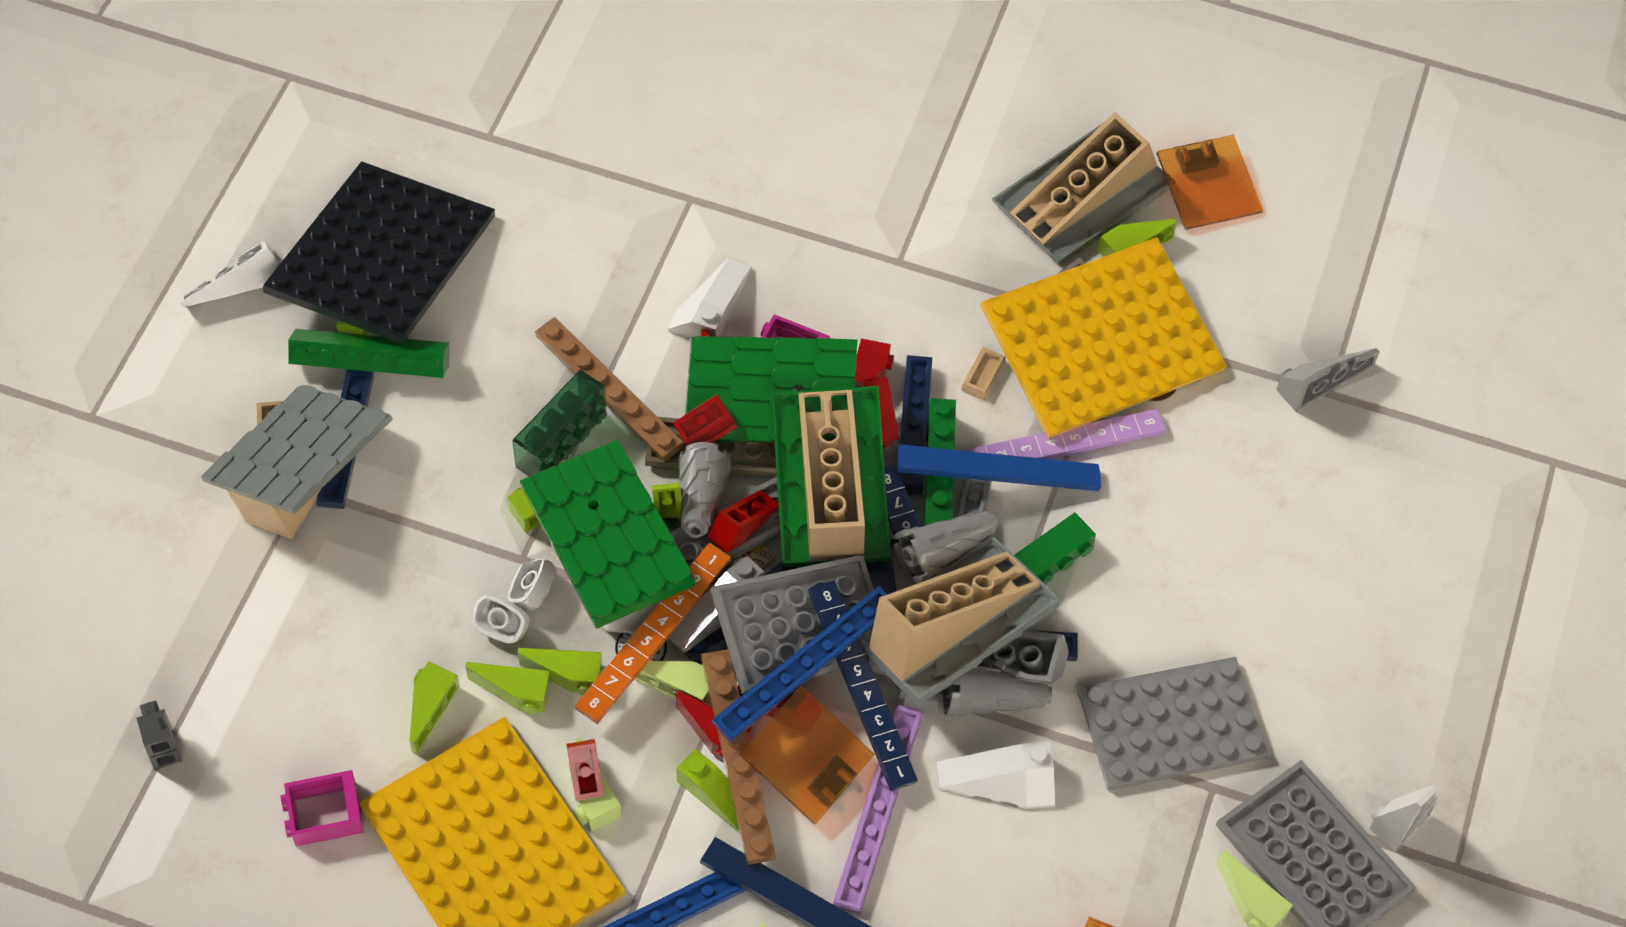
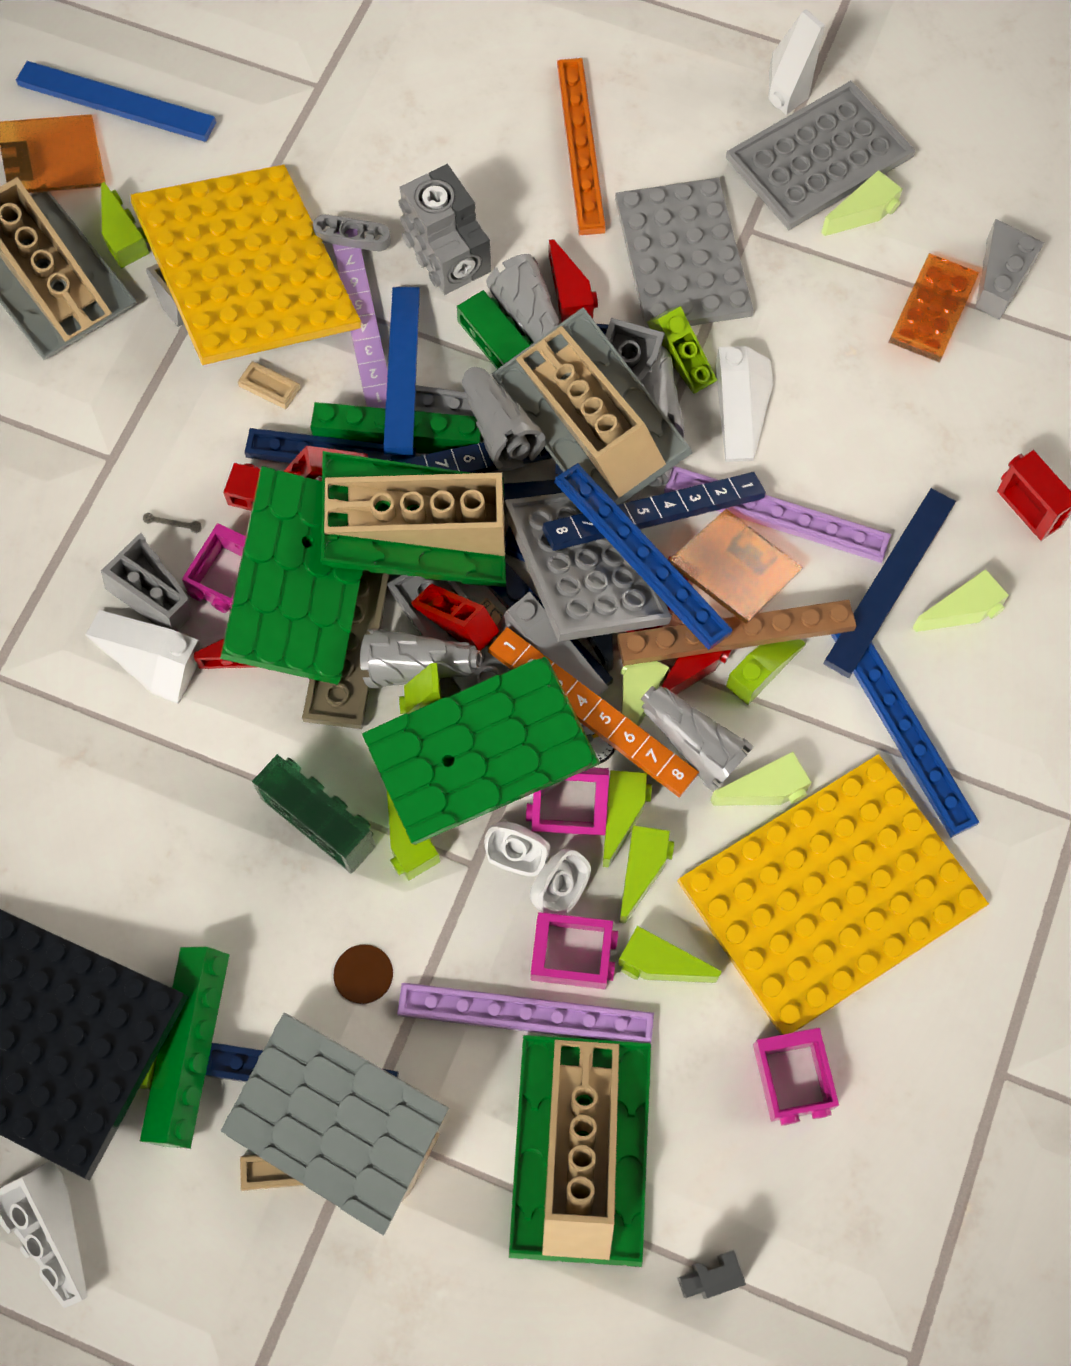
camera: 85 degrees left, 10 degrees up
(272, 644) = (581, 1151): none -> piece
(388, 603) = (524, 1014): none -> lavender tile
(428, 480) = (363, 974): none -> reddish brown sticker
(440, 606) = (542, 974): none -> dark pink window
(584, 769) = (763, 782): slope -> none
(586, 640) = (597, 827): none -> dark pink window
(618, 396) = (237, 779): medium nougat plate -> none
(629, 722) = (698, 738): none -> light grey cone
(706, 422) = (334, 647): red plate -> none
(770, 293) = (146, 585): none -> light grey wedge
(835, 328) = (195, 526): none -> clear smoke hinge
(1055, 714) = (684, 348): none -> lime slope
(1092, 573) = (524, 296): none -> light grey cone
(1112, 616) = (570, 284): none -> red slope
(1154, 494) = (444, 229): none -> light grey piece
(1158, 416) = (344, 224): none -> light grey beam
(1280, 229) = (116, 101): none -> blue tile
(1293, 626) = (580, 147): none -> orange tile
(1317, 378) = (311, 85): light grey wedge -> none

